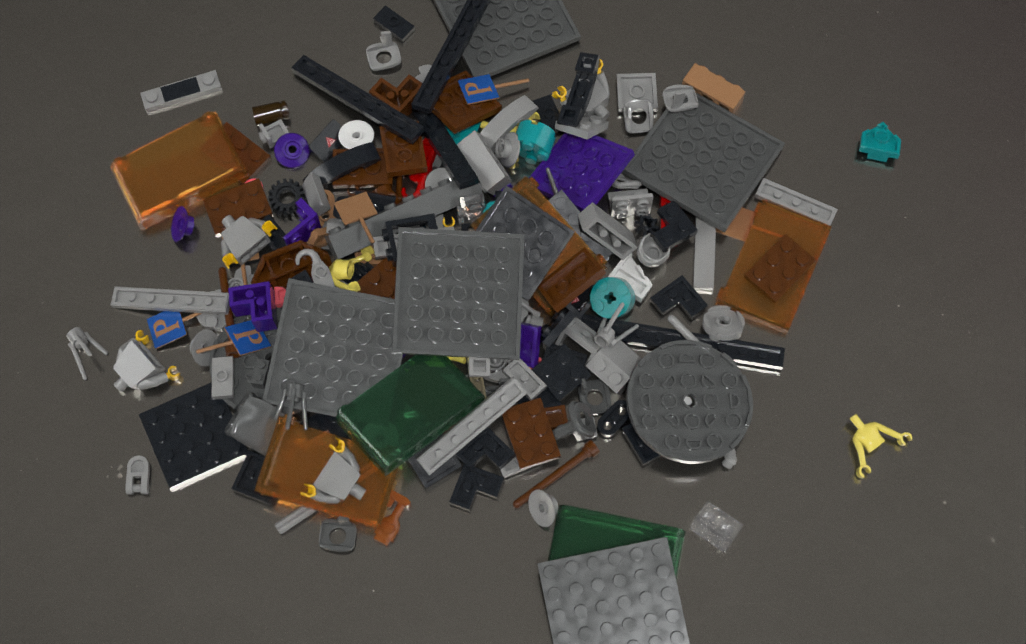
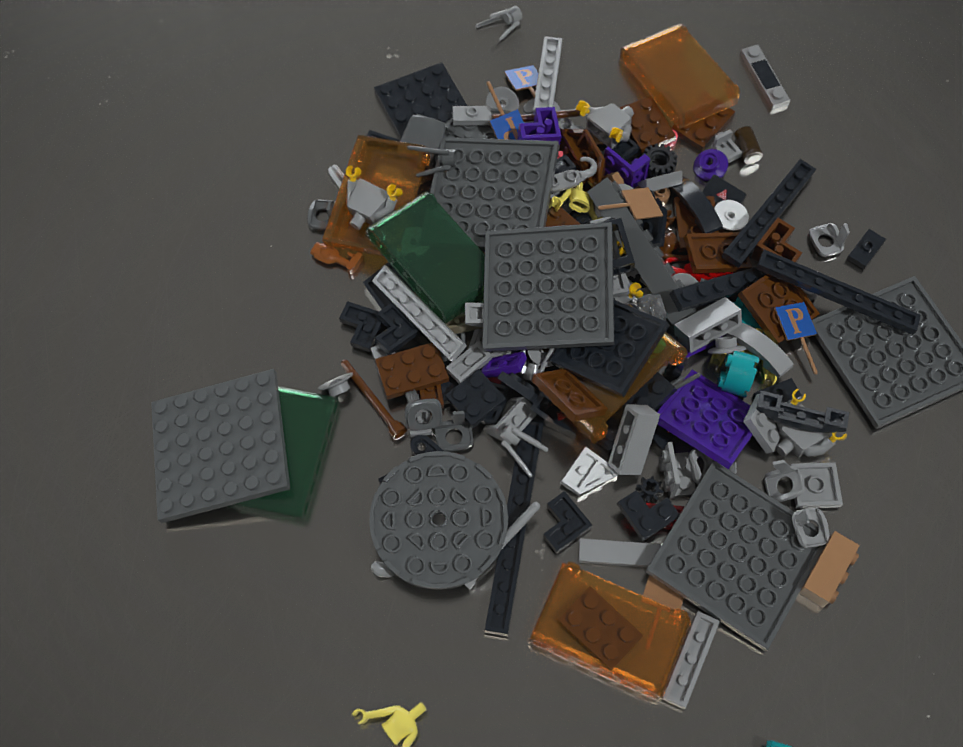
camera: 90 degrees right, 5 degrees down
(138, 468) = (385, 65): light grey plate -> none
(139, 367) = (484, 56): light grey torso -> none
(181, 224) = (624, 82): dark purple piece -> none
(614, 366) = (484, 447): light grey slope -> none
(619, 288) = (563, 446): teal brick -> none
(650, 253) = (614, 489): light grey hair -> none
(716, 526) = (308, 551): clear bracket -> none
(730, 330) = (523, 566): light grey plate -> none

